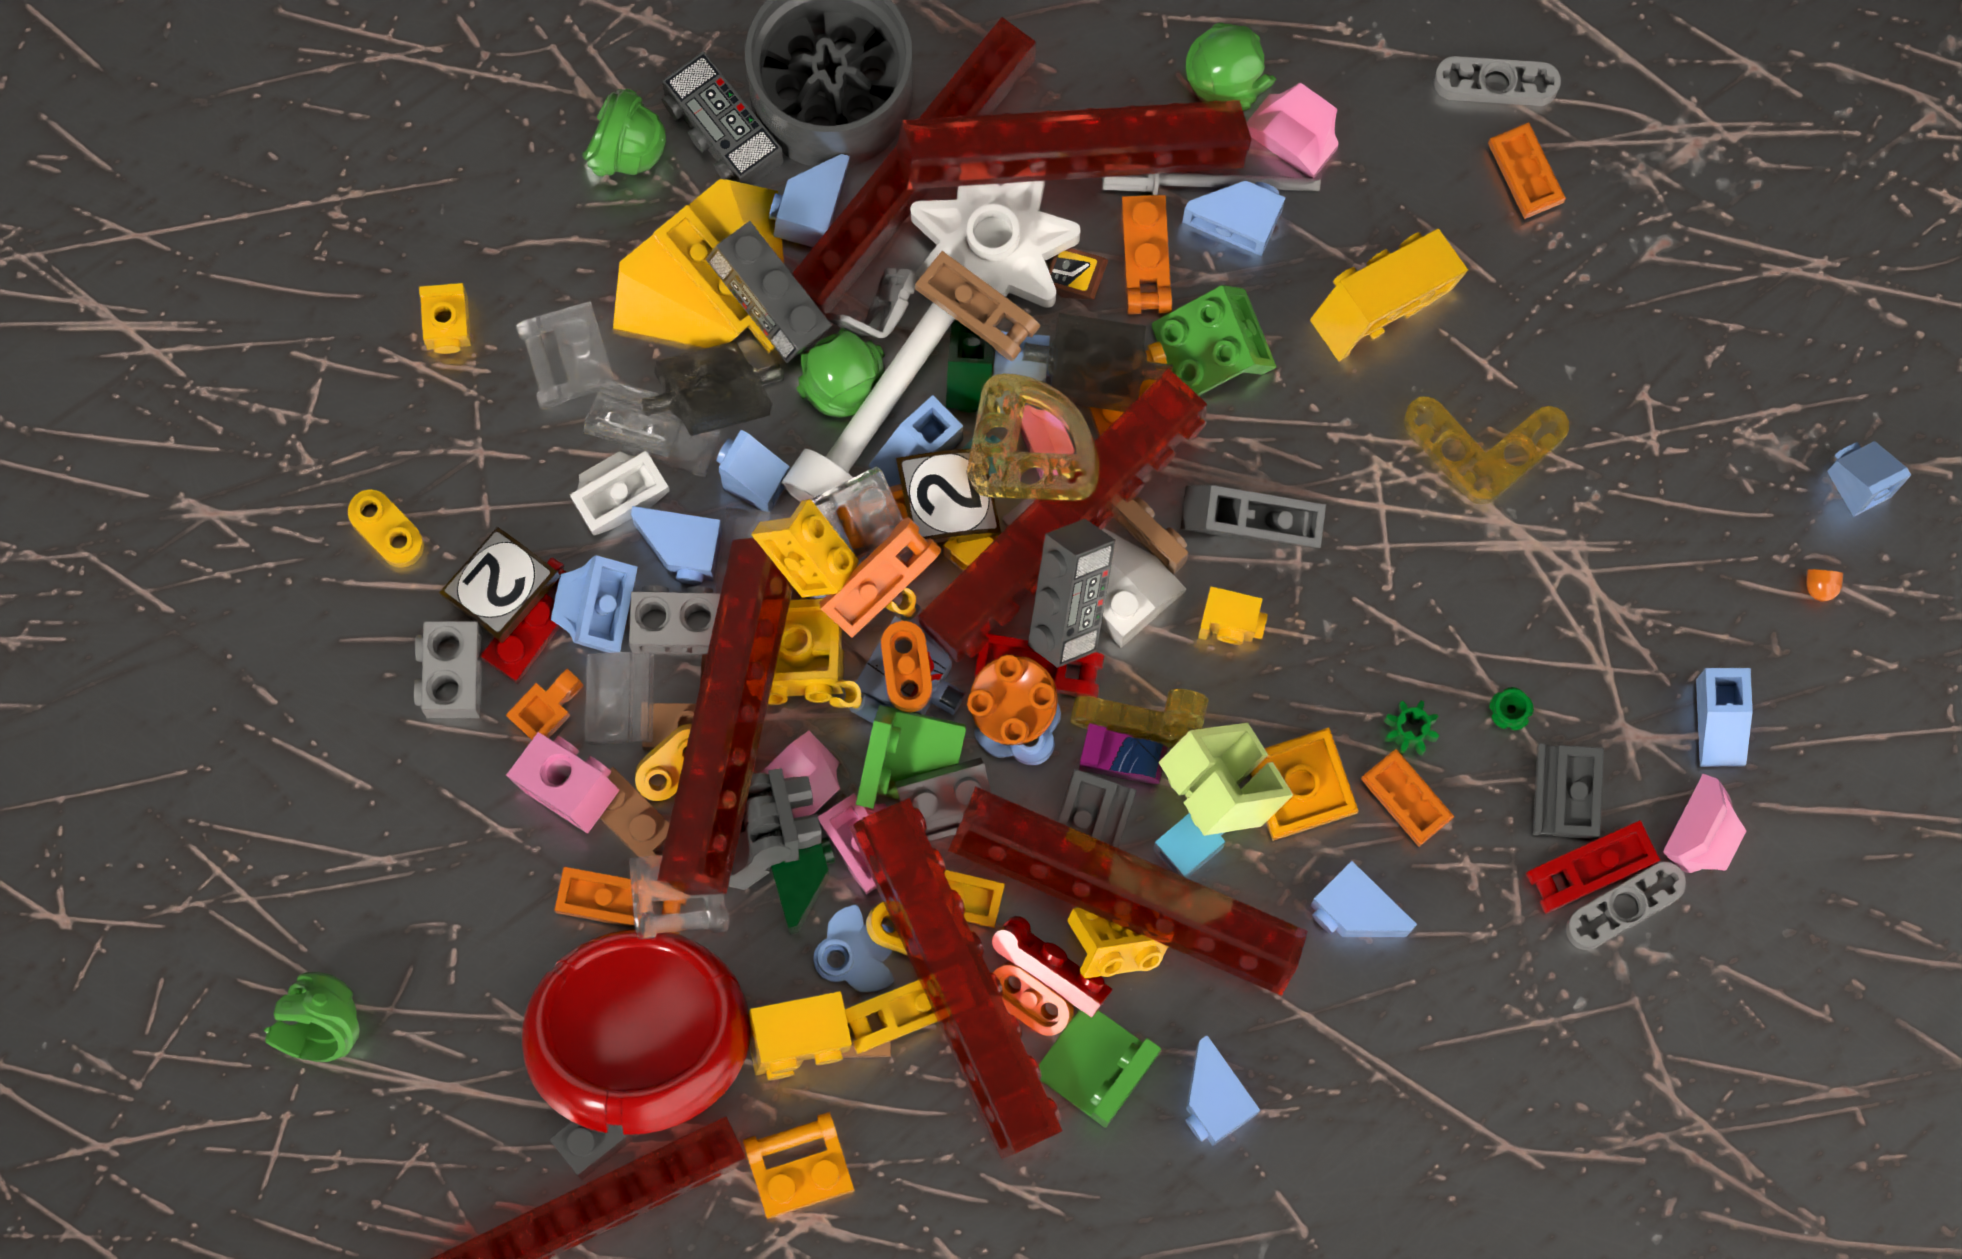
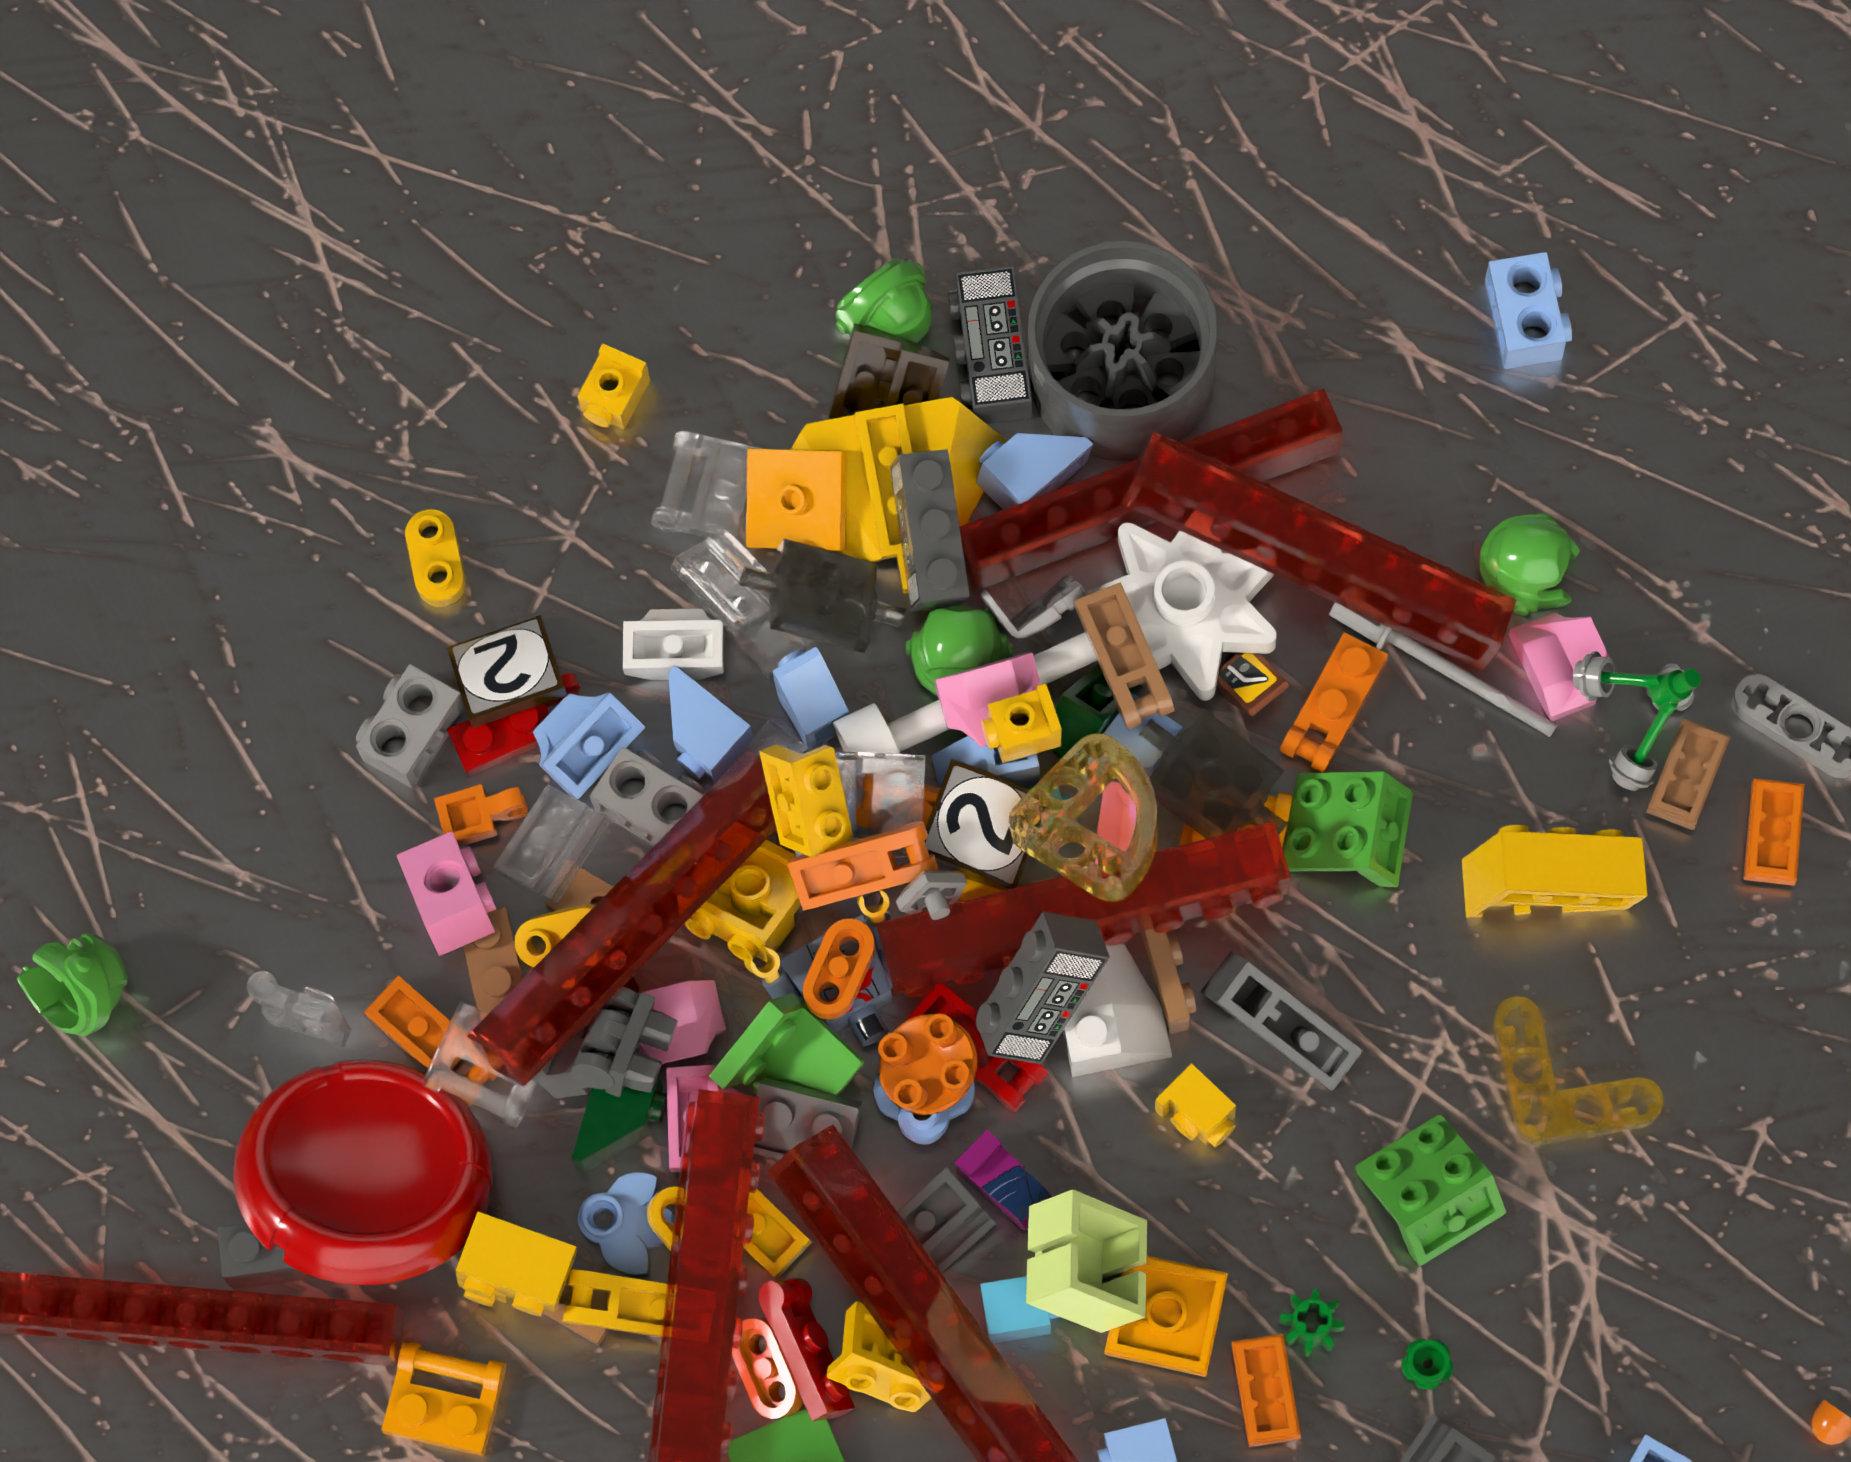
camera: 40 degrees right, 5 degrees down
(515, 936) = (304, 1013): none -> clear plate
(644, 324) = (796, 498): none -> light orange plate
(655, 189) = (885, 372): none -> dark brown slope
(896, 395) = (967, 693): none -> bright pink slope
(936, 417) = (1036, 736): none -> yellow brick
(947, 567) = (932, 892): none -> light grey piece
(1182, 712) = (1072, 1168): clear yellow beam -> none
(1238, 214) = (1450, 713): light blue slope -> none
(1391, 107) = (1668, 688): none -> plant
(1438, 576) = (1433, 1188): none -> bright green bracket
(1439, 162) = (1688, 774): none -> medium nougat plate

